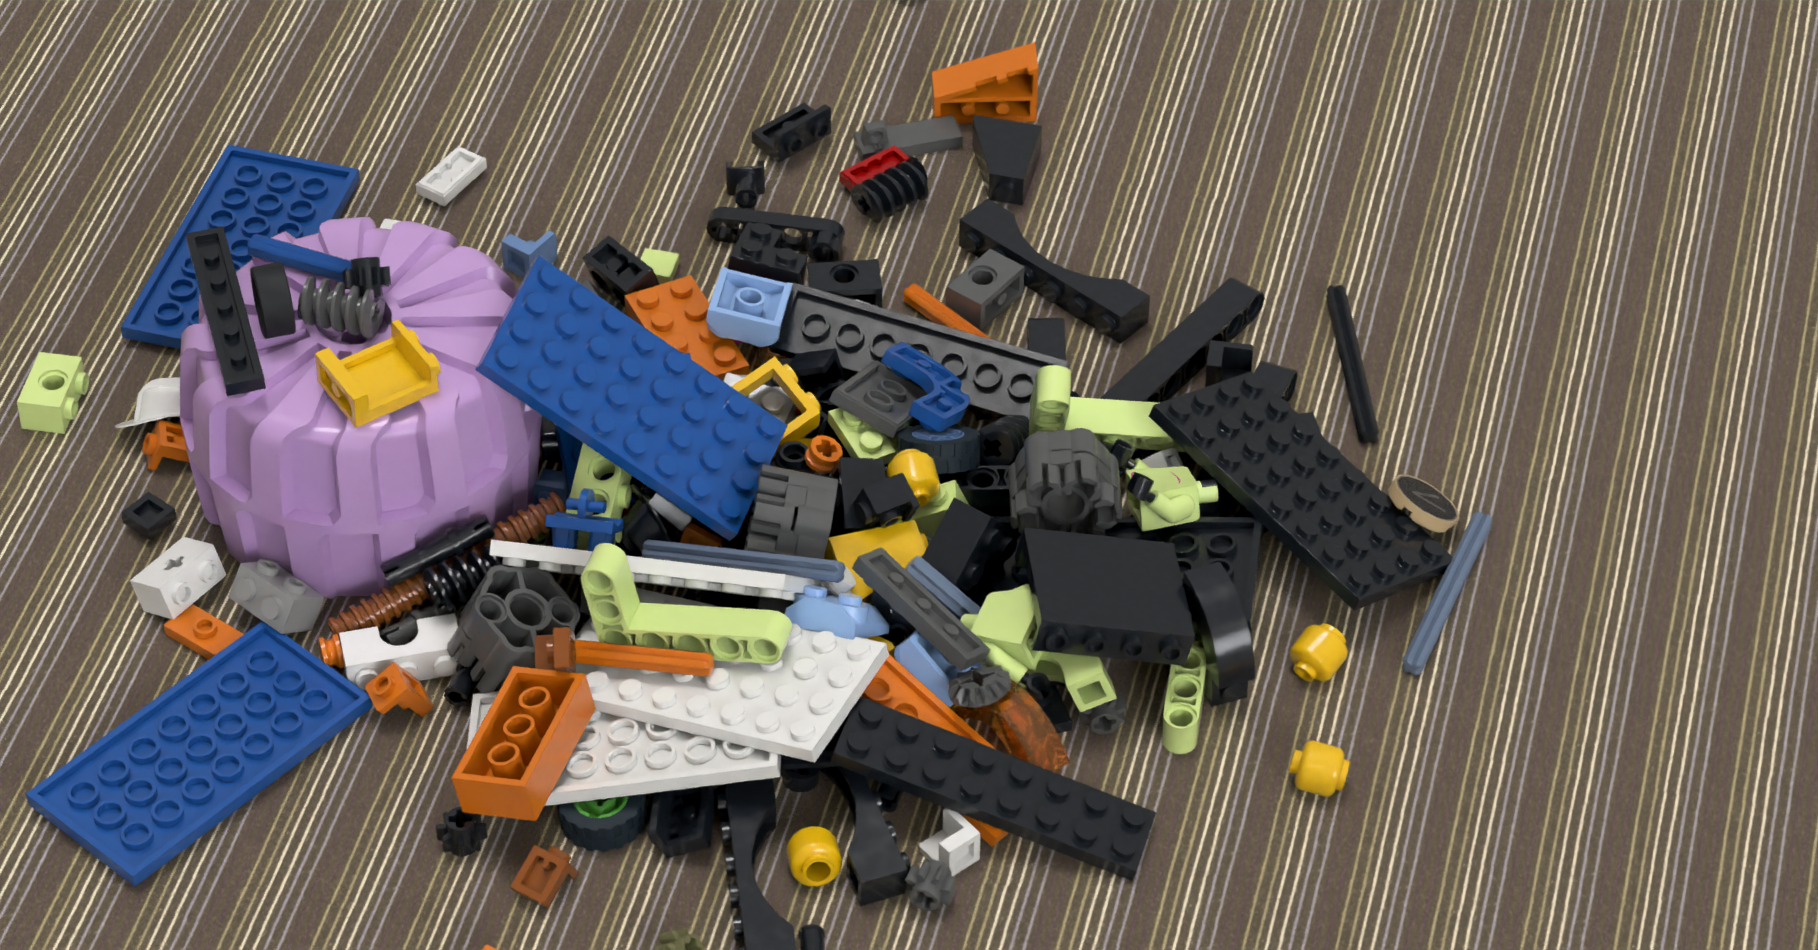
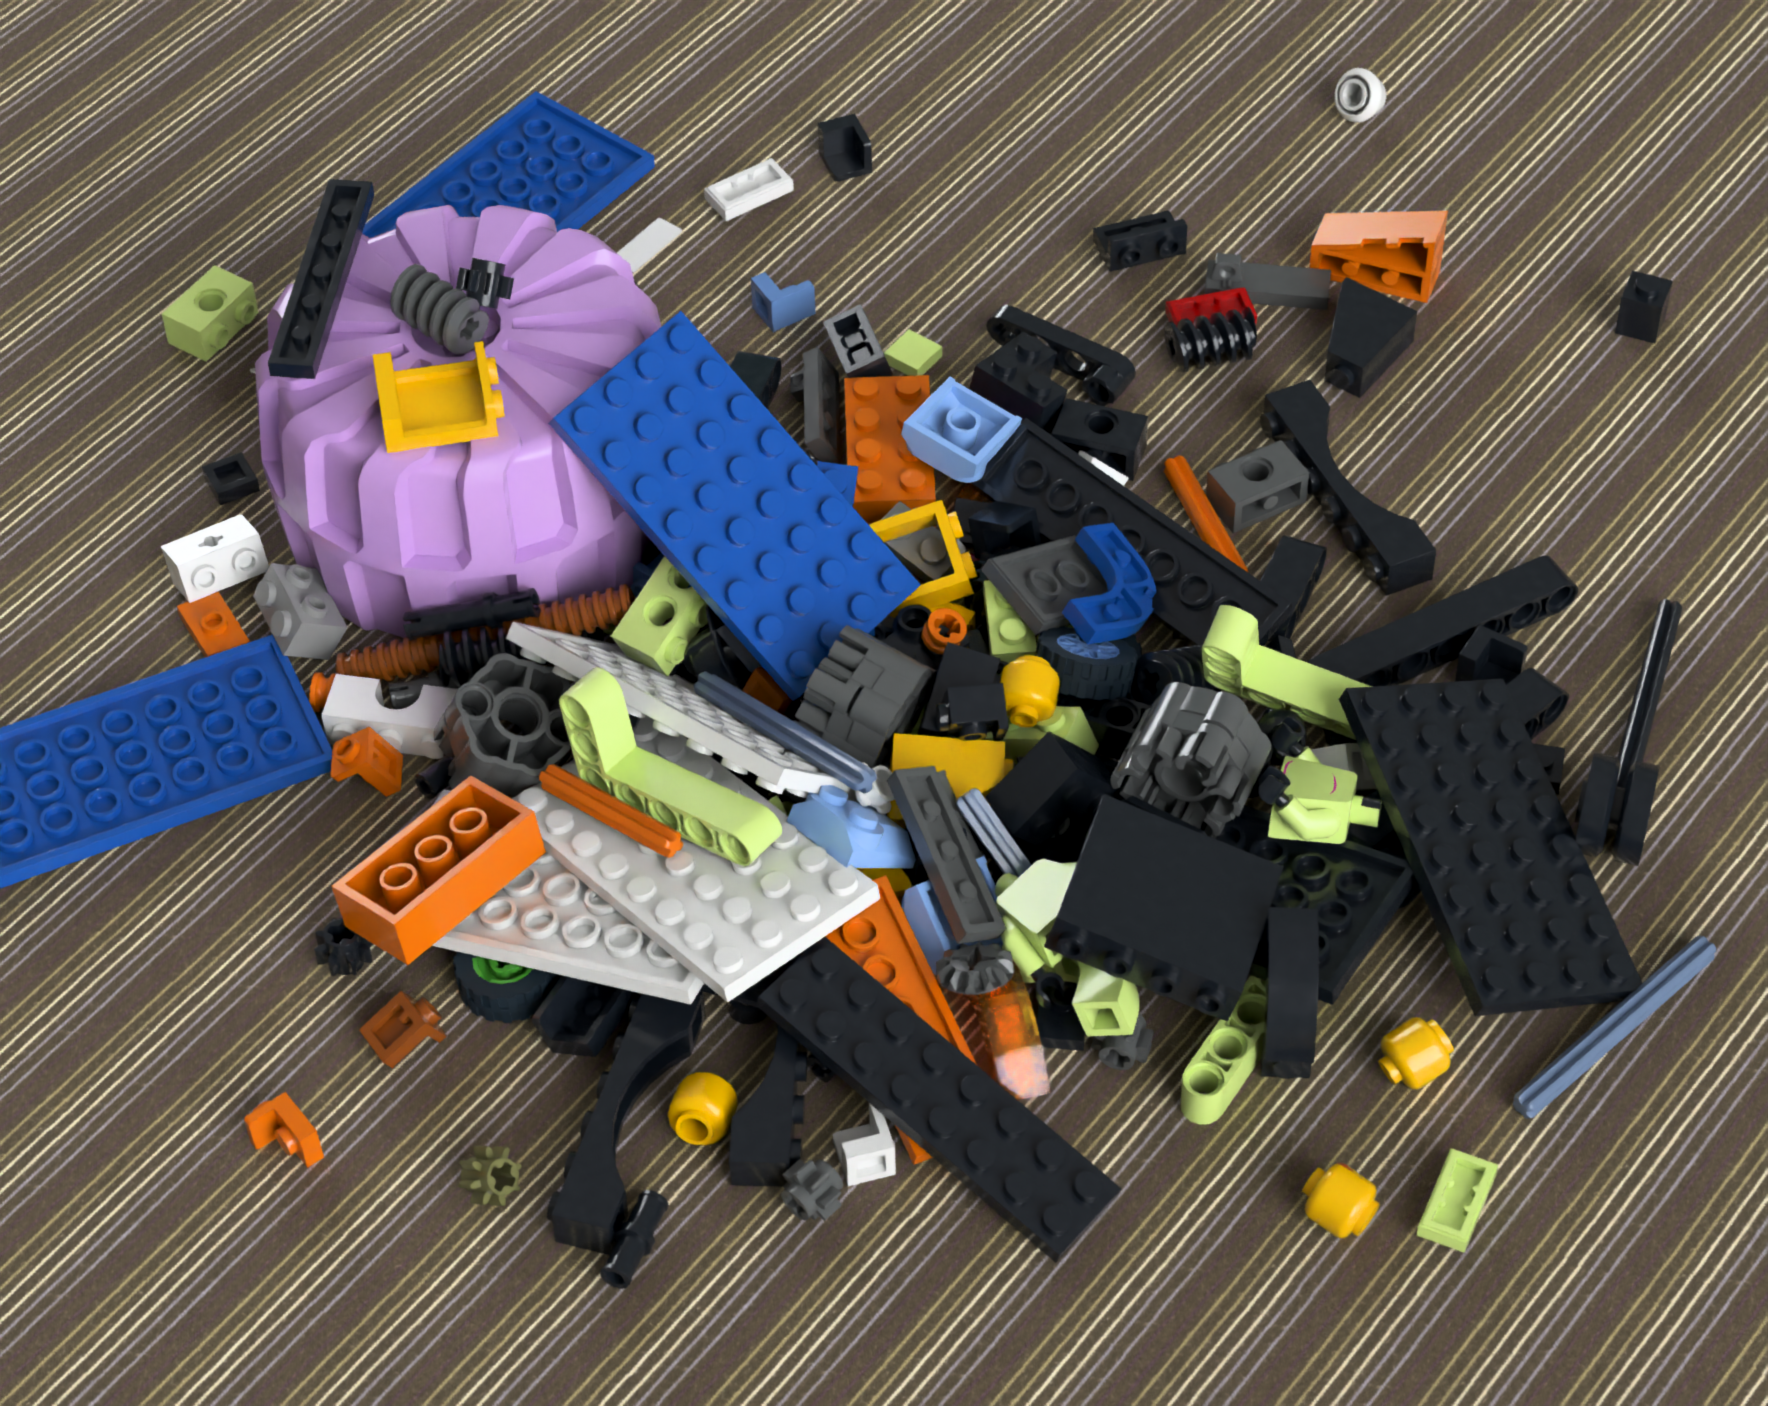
camera: 25 degrees right, 5 degrees up
(273, 300) = (365, 280): black tyre -> none
(298, 257) = (430, 236): blue axle -> none
(513, 122) = (845, 147): none -> black panel
(556, 651) = (522, 776): dark orange bracket -> none
(566, 525) = (634, 625): blue hips -> none
(745, 183) = (1059, 285): black piece -> none
(1206, 78) = (1643, 307): none -> black brick
(1378, 437) = (1615, 808): none -> black wheel
(1399, 743) = (1457, 1200): none -> yellowish green plate
(1428, 505) = (1637, 905): tile -> none

